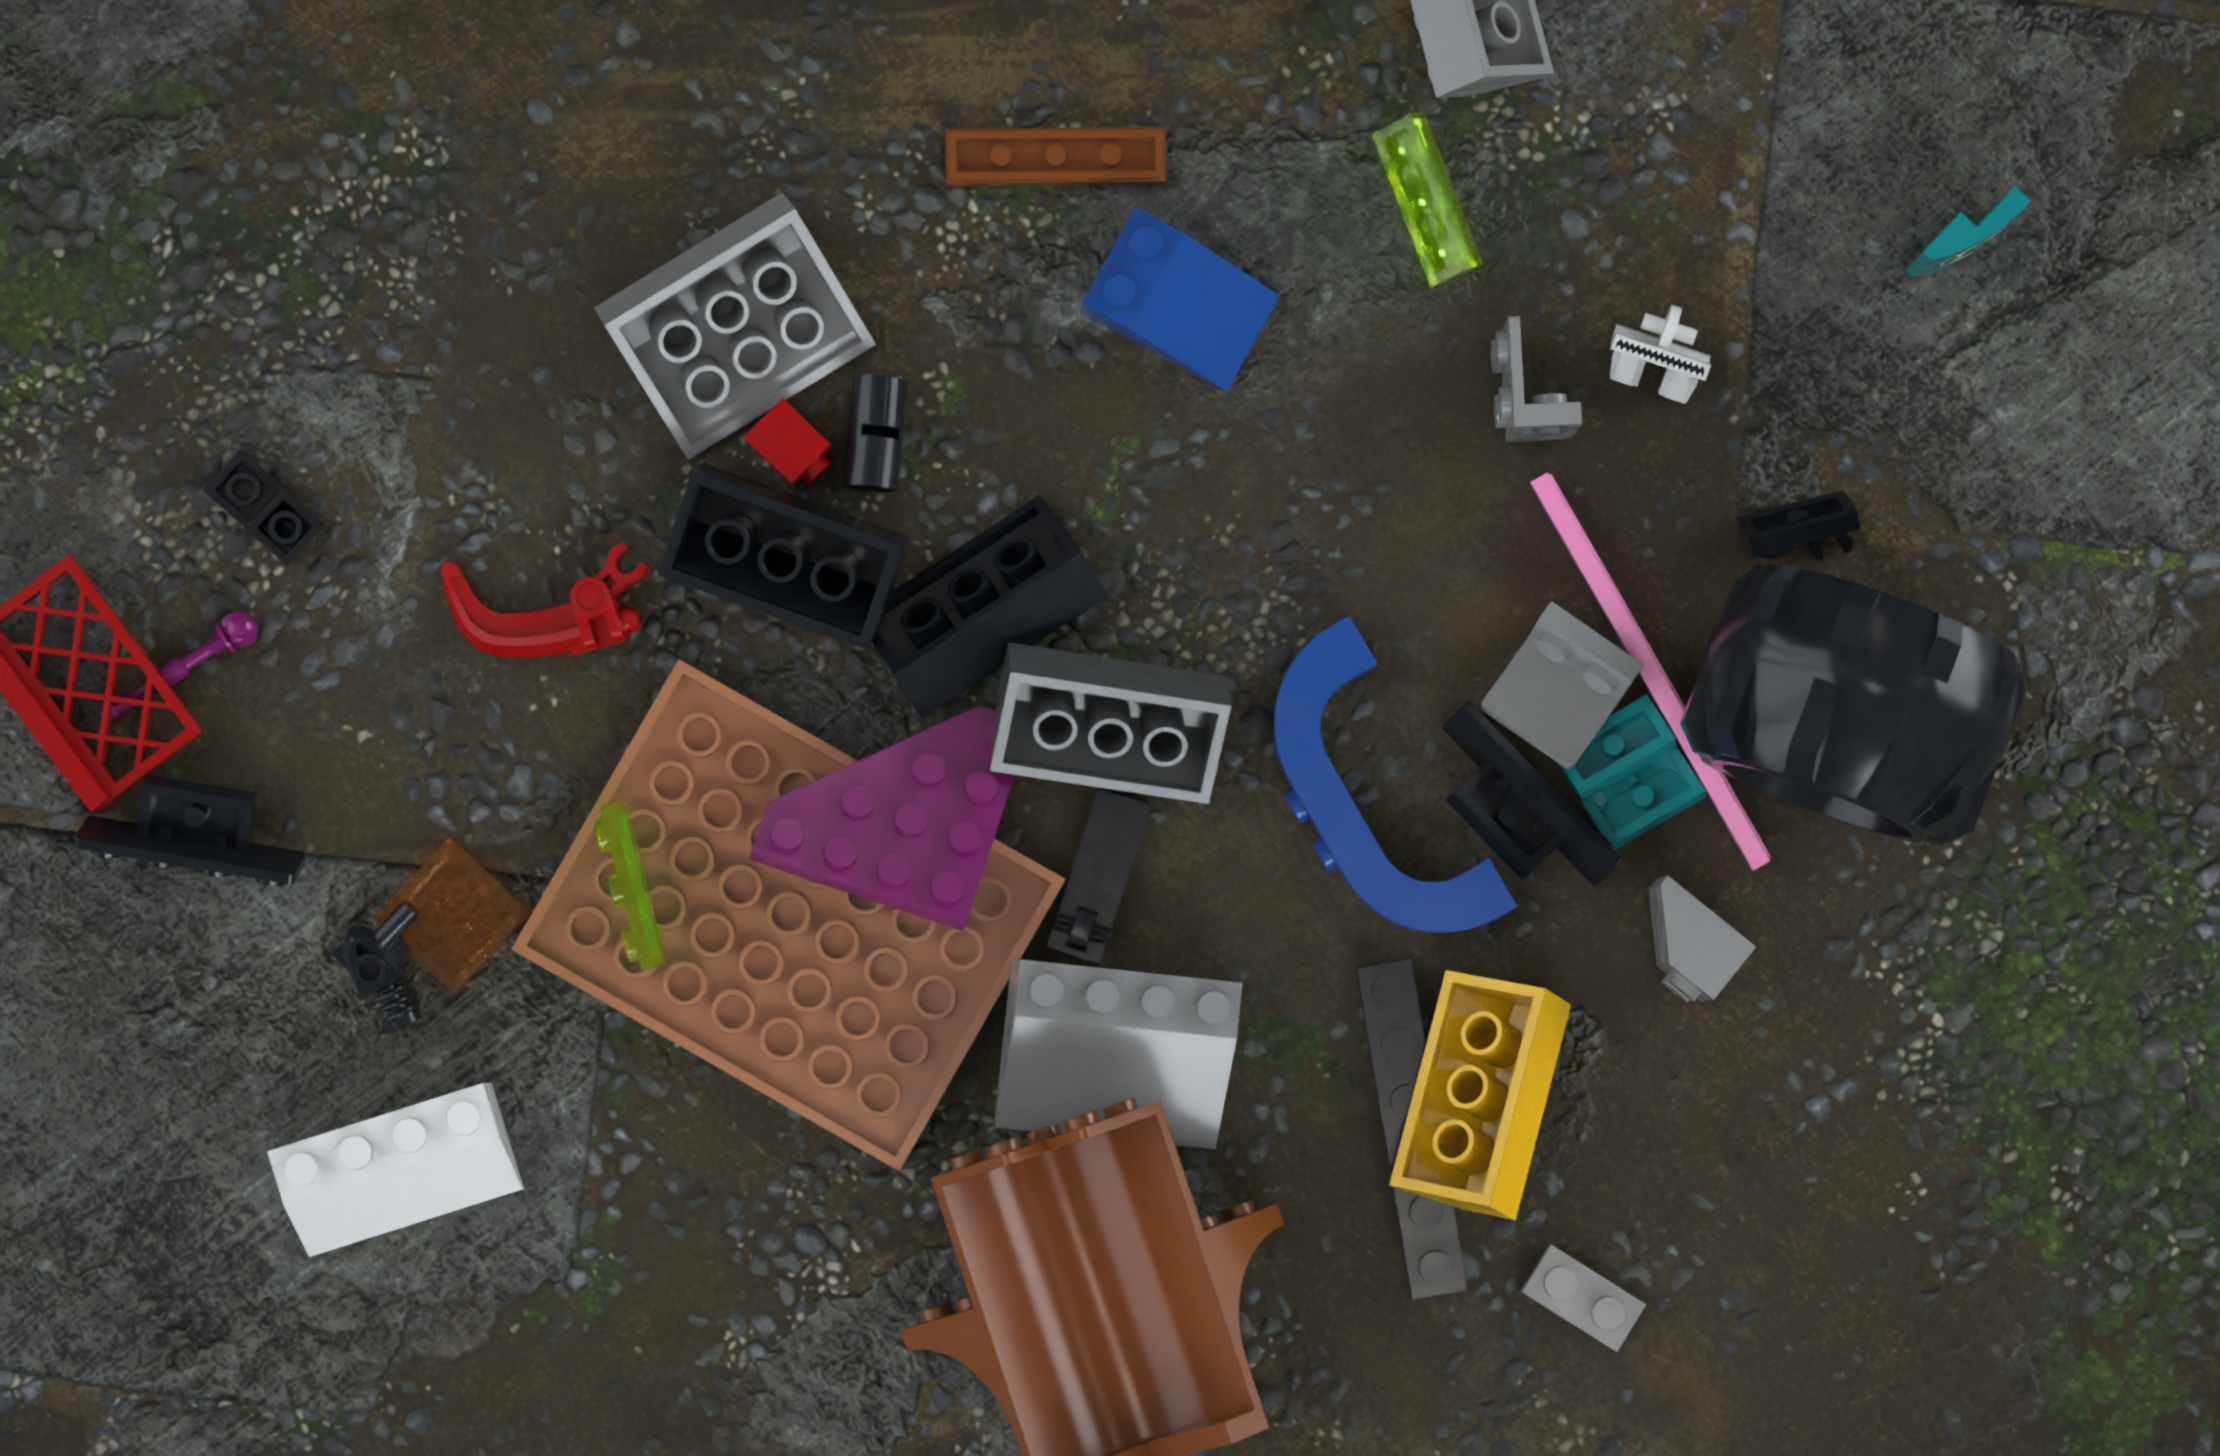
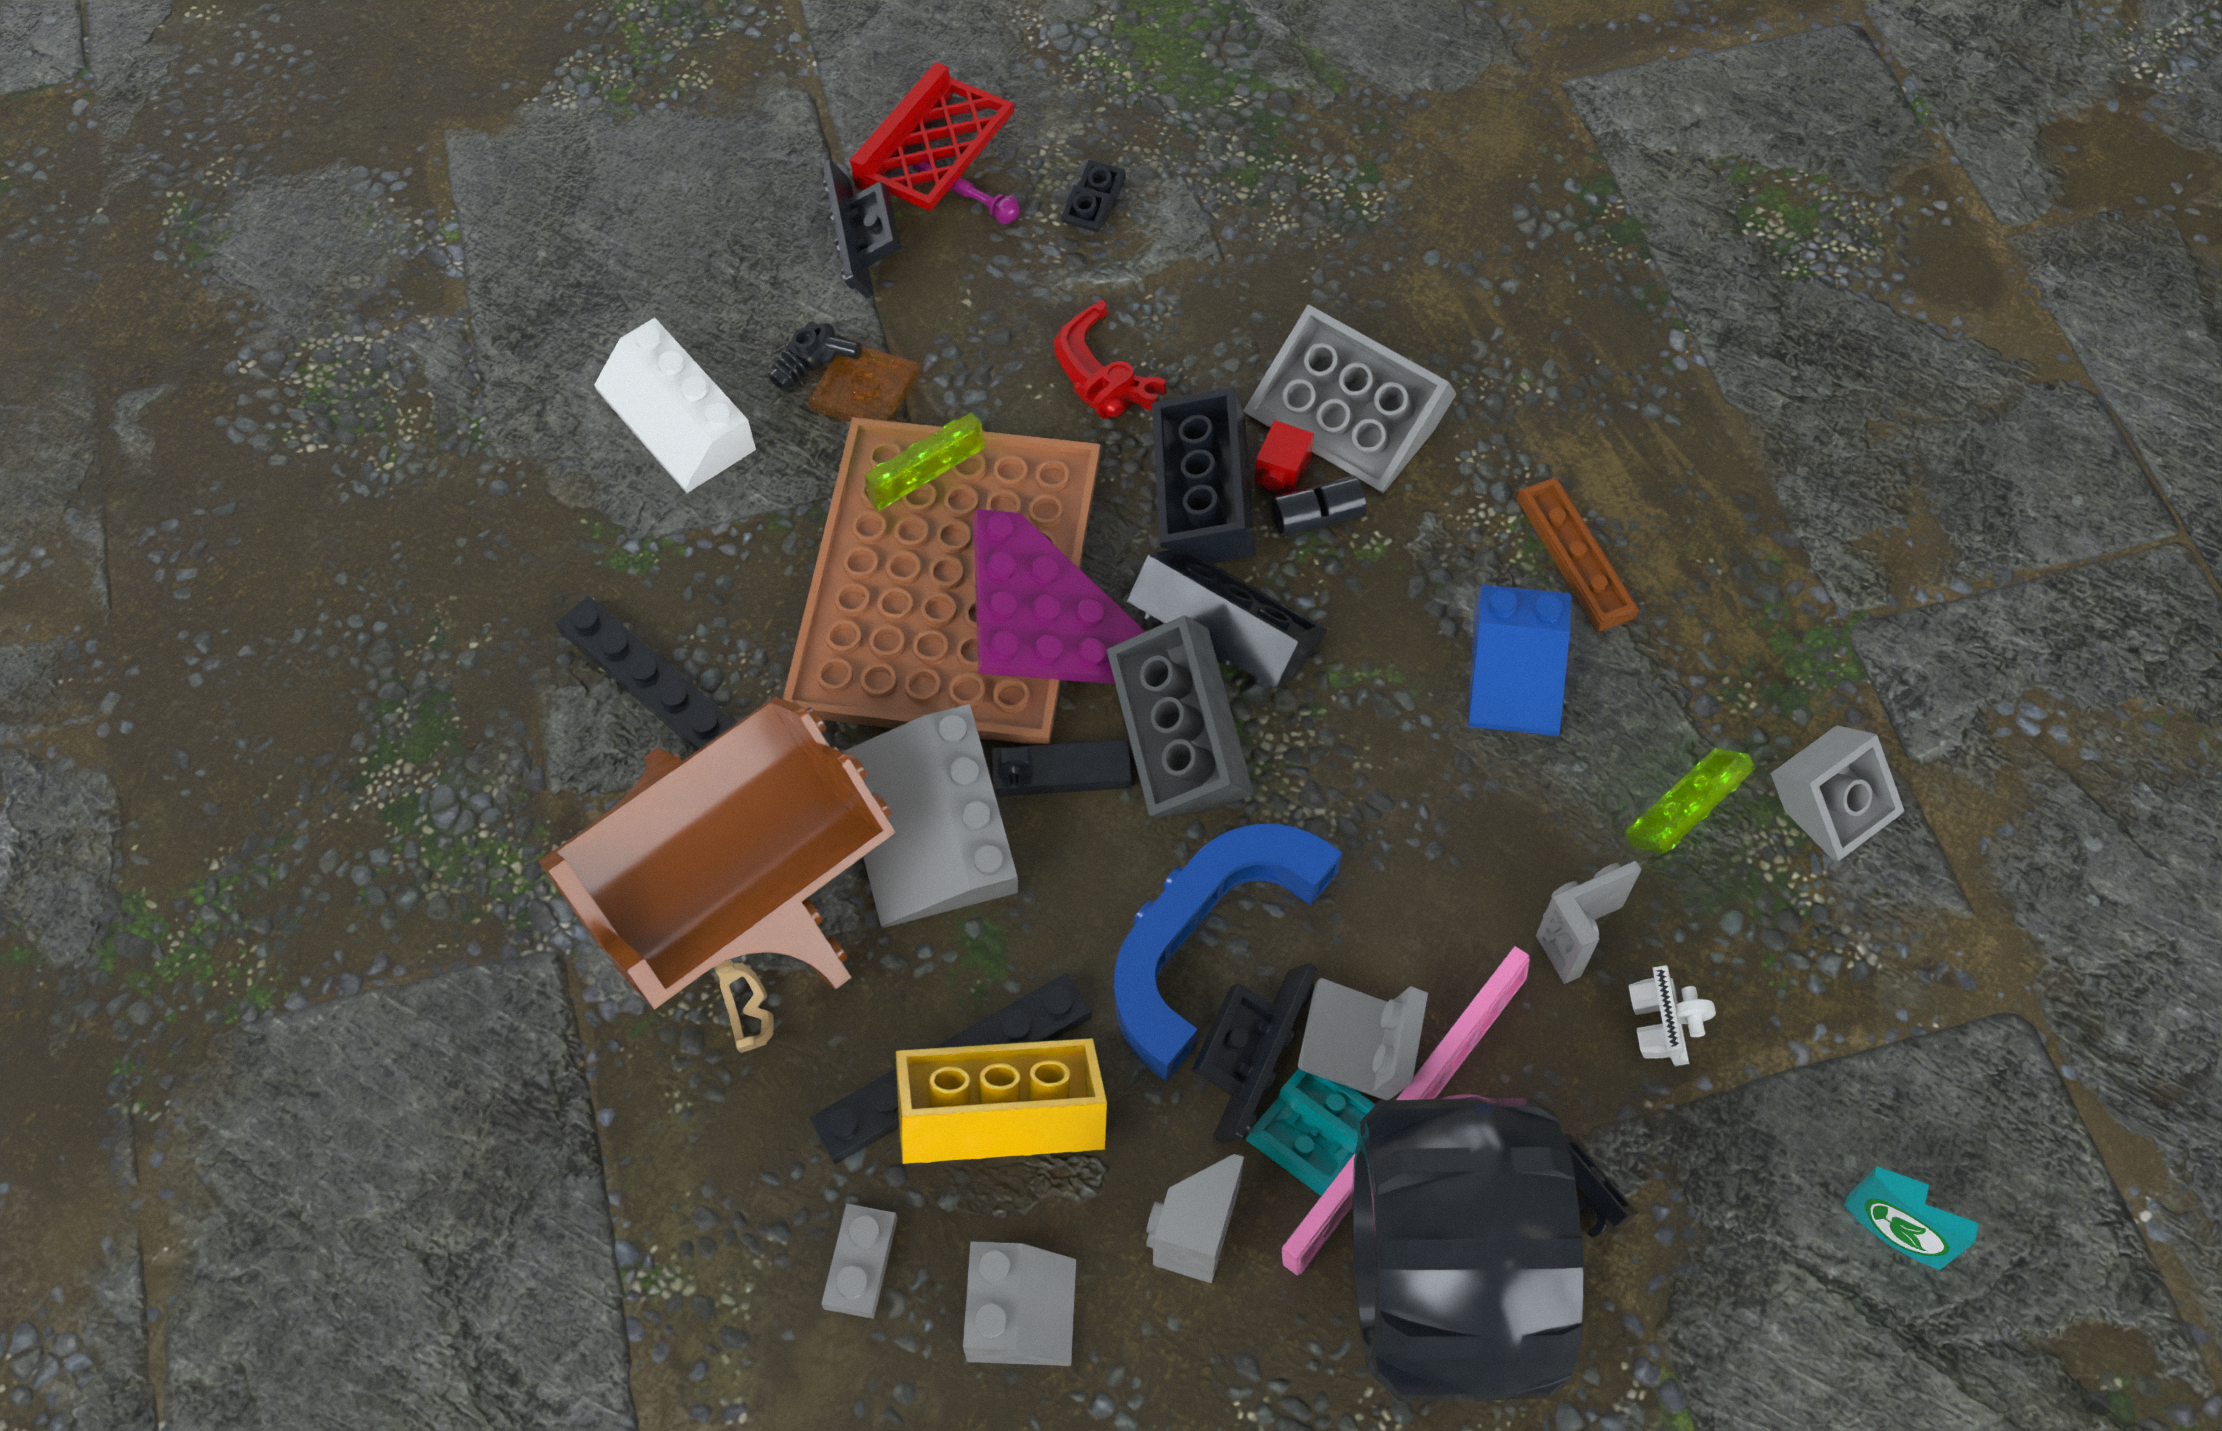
camera: 70 degrees right, 25 degrees down
(801, 1305) = (644, 674): none -> black plate
(1305, 1335) = (728, 973): none -> tan helmet
(1697, 1152) = (1019, 1305): none -> light grey slope

